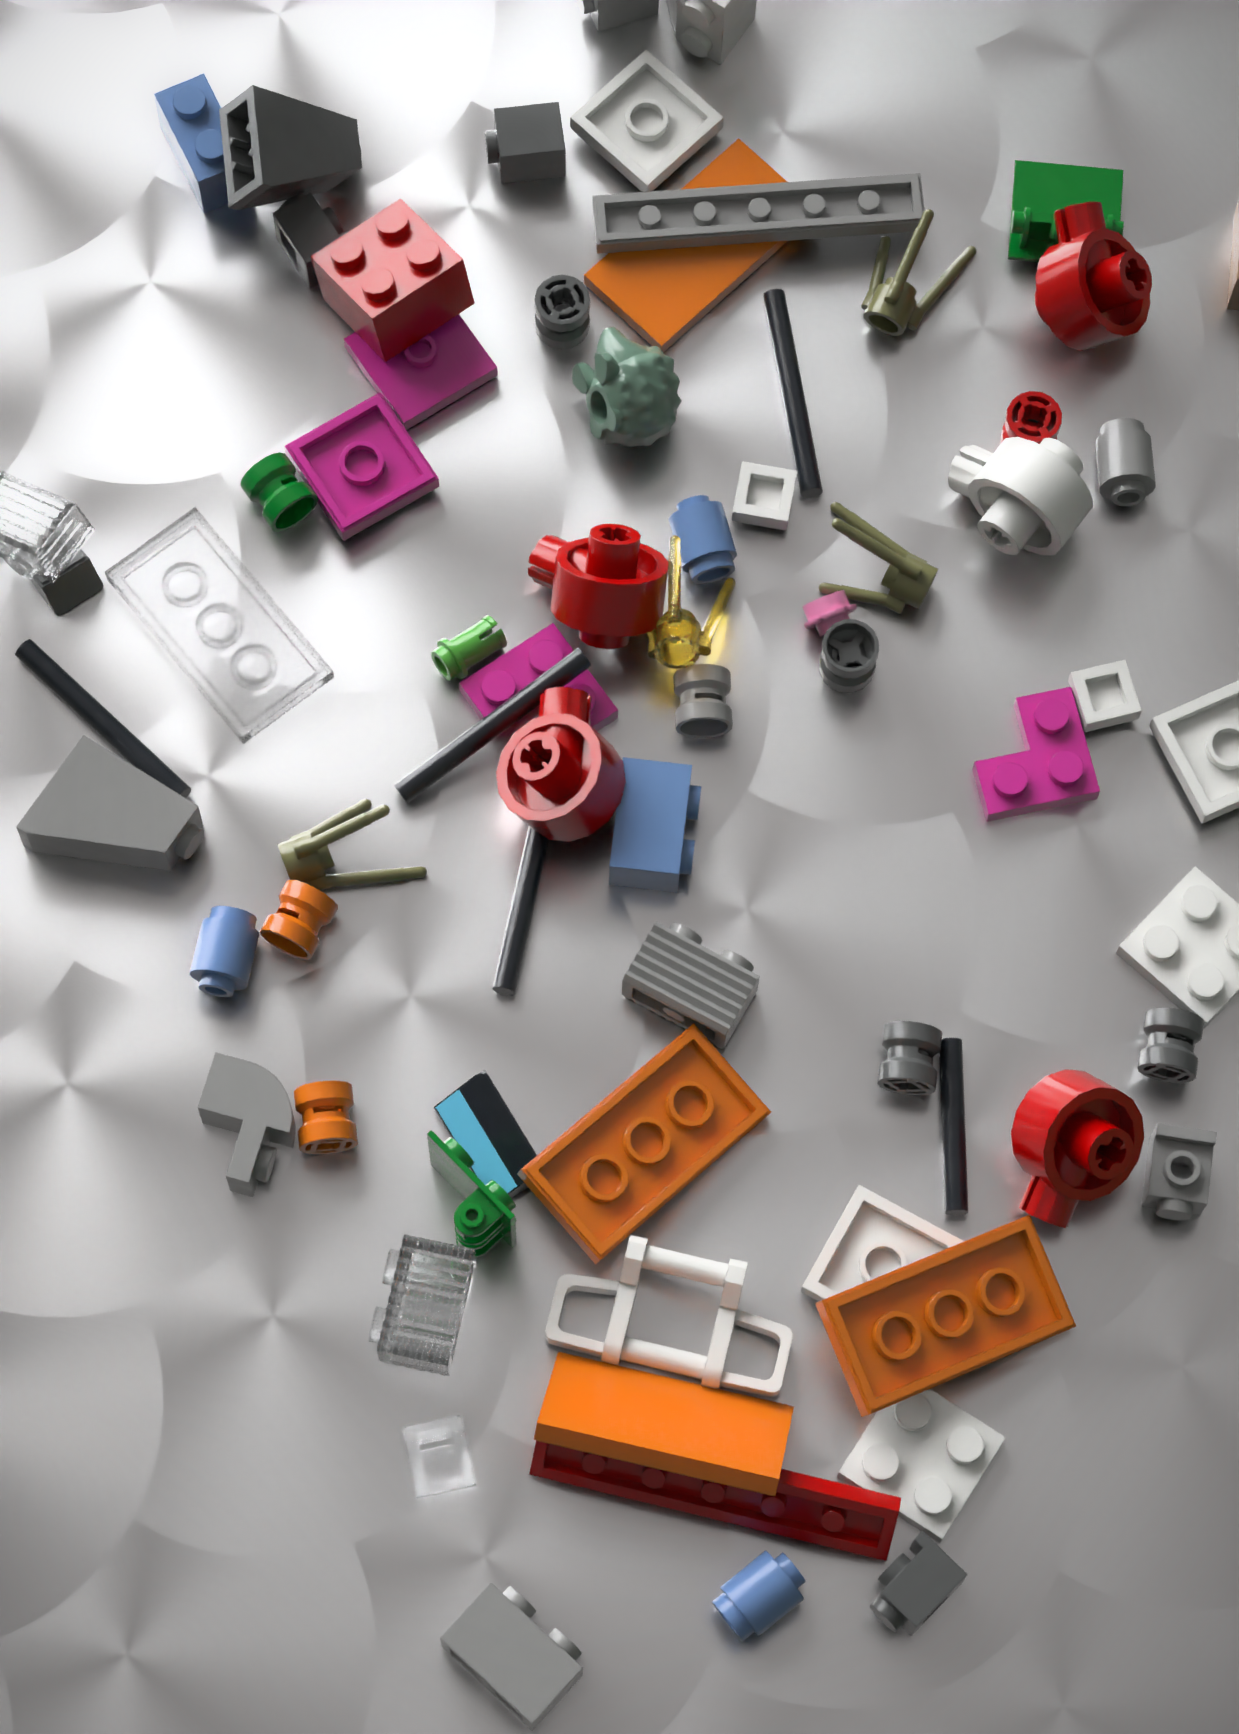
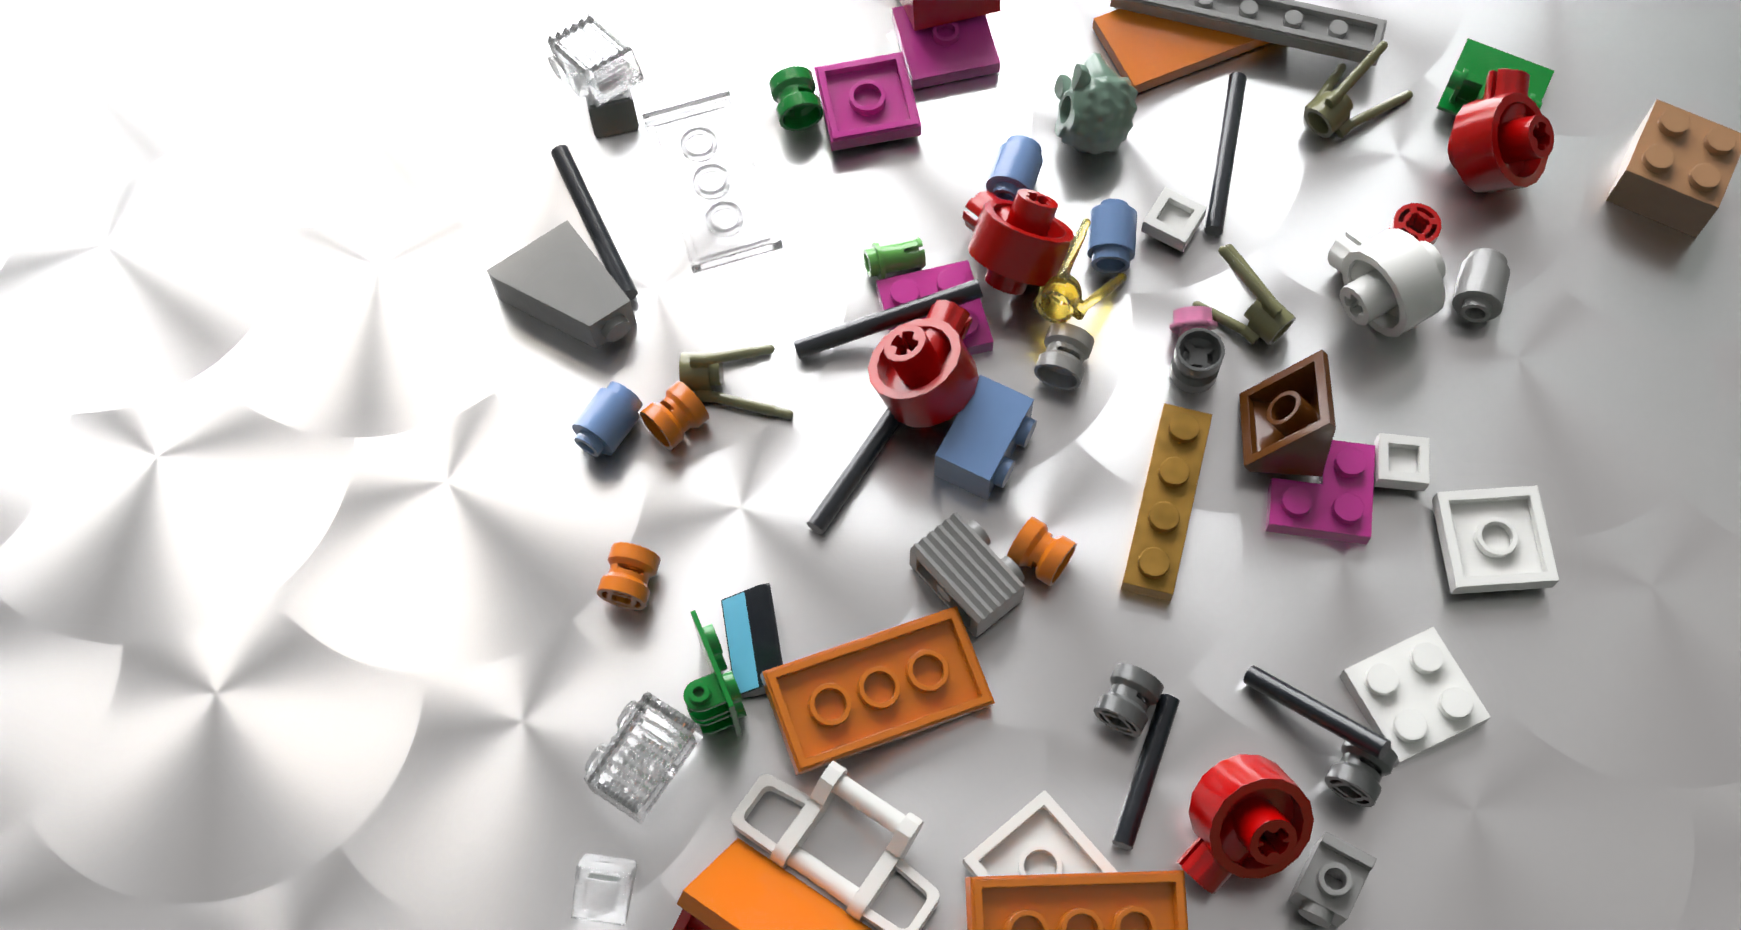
camera: 25 degrees right, 5 degrees down
(255, 1105) = (576, 553): light grey brick -> none
(566, 497) = (1015, 167): none -> medium blue brick
(567, 323) = (1065, 37): dark grey wheel -> none
(760, 930) = (1038, 549): none -> orange wheel
(871, 826) = (1166, 502): none -> pearl gold plate
(972, 691) = (1289, 419): none -> reddish brown slope
(1106, 1002) = (1317, 712): none -> black bar

